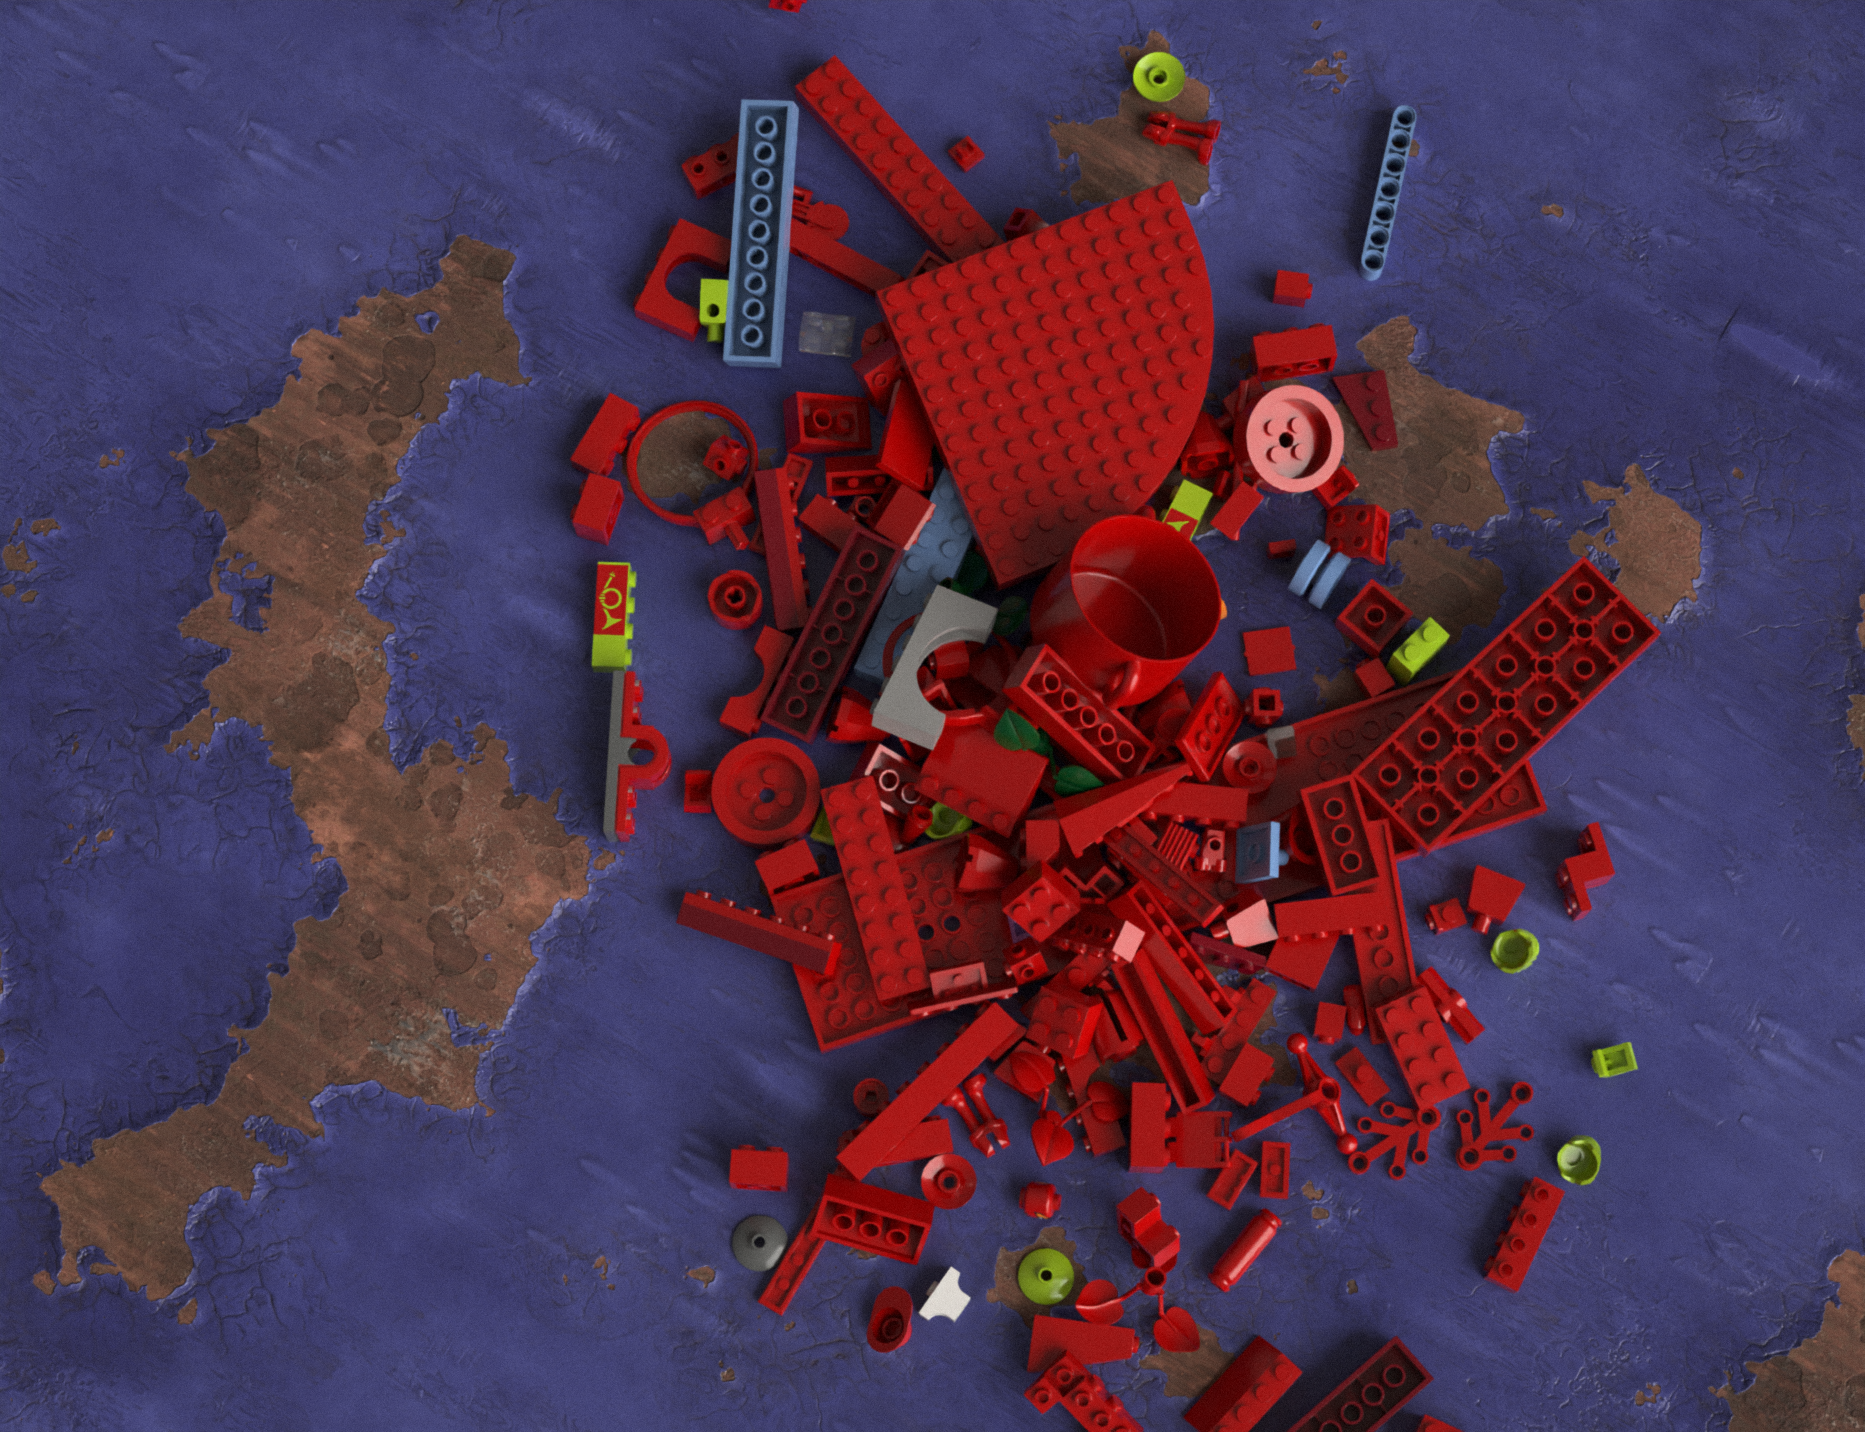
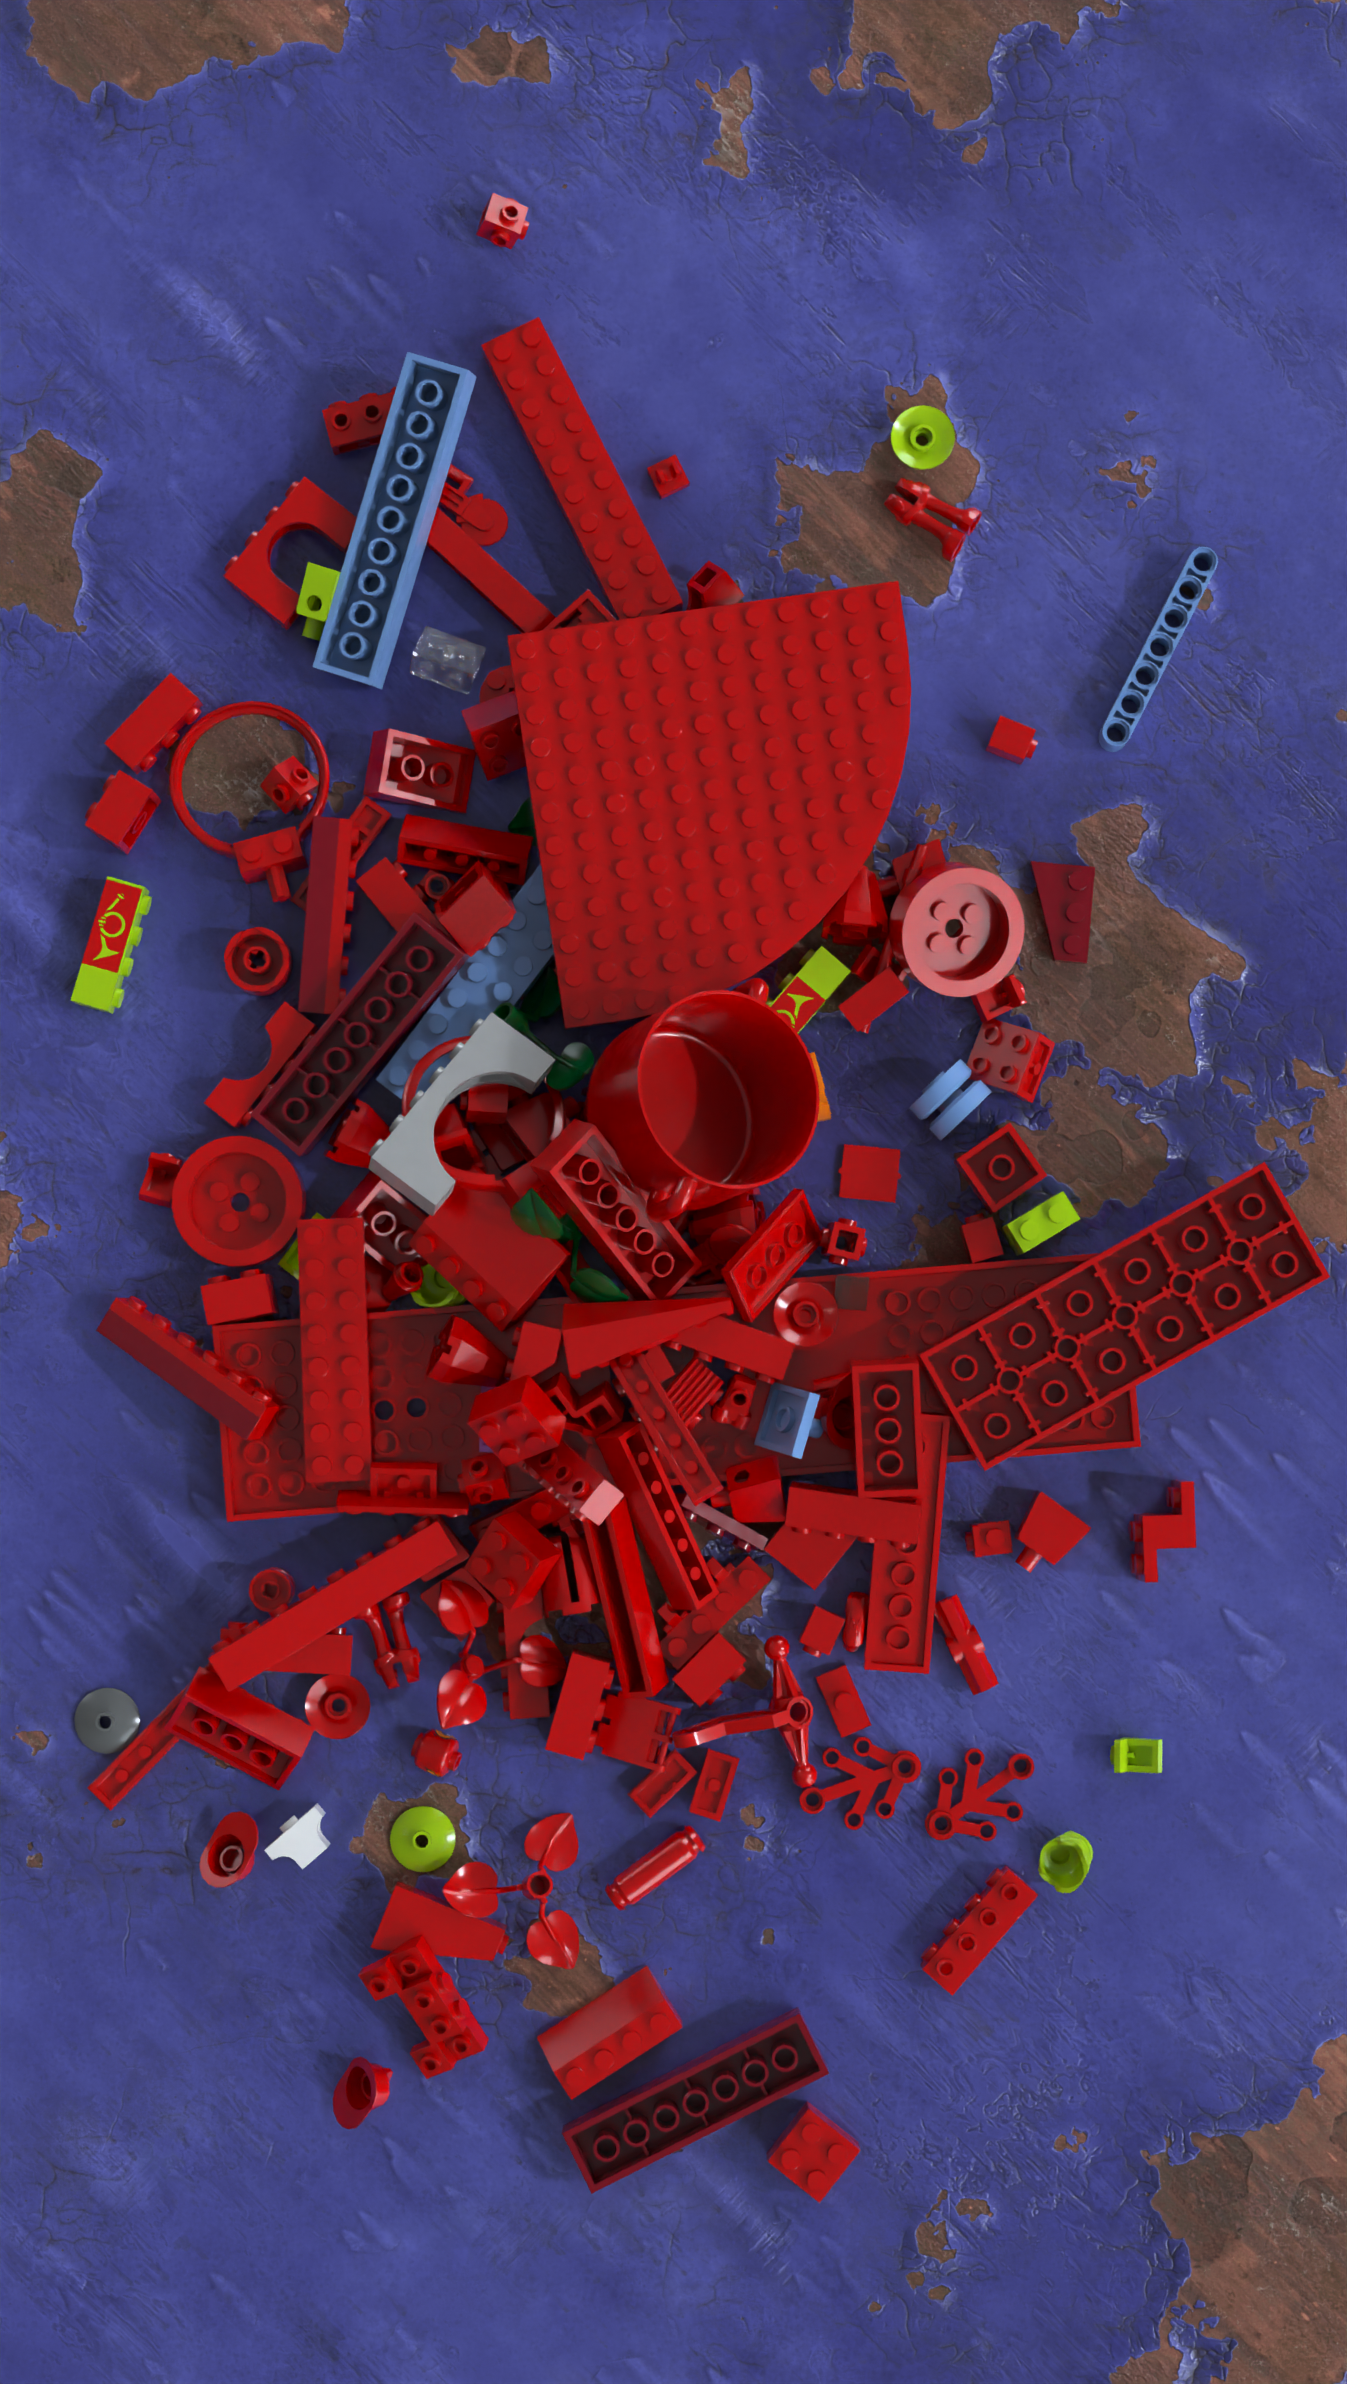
camera: 10 degrees right, 10 degrees up
(626, 739) = (75, 1132): red piece -> none
(759, 1169) = (123, 1641): red brick -> none
(905, 439) = (501, 822): red tile -> none
(1143, 1228) = (545, 1817): red brick -> none
(1281, 549) = (915, 1056): red tile -> none
(1293, 353) = (991, 822): red brick -> none
(1420, 1047) = (916, 1688): red brick -> none
(1514, 950) = (1057, 1601): lime hair -> none

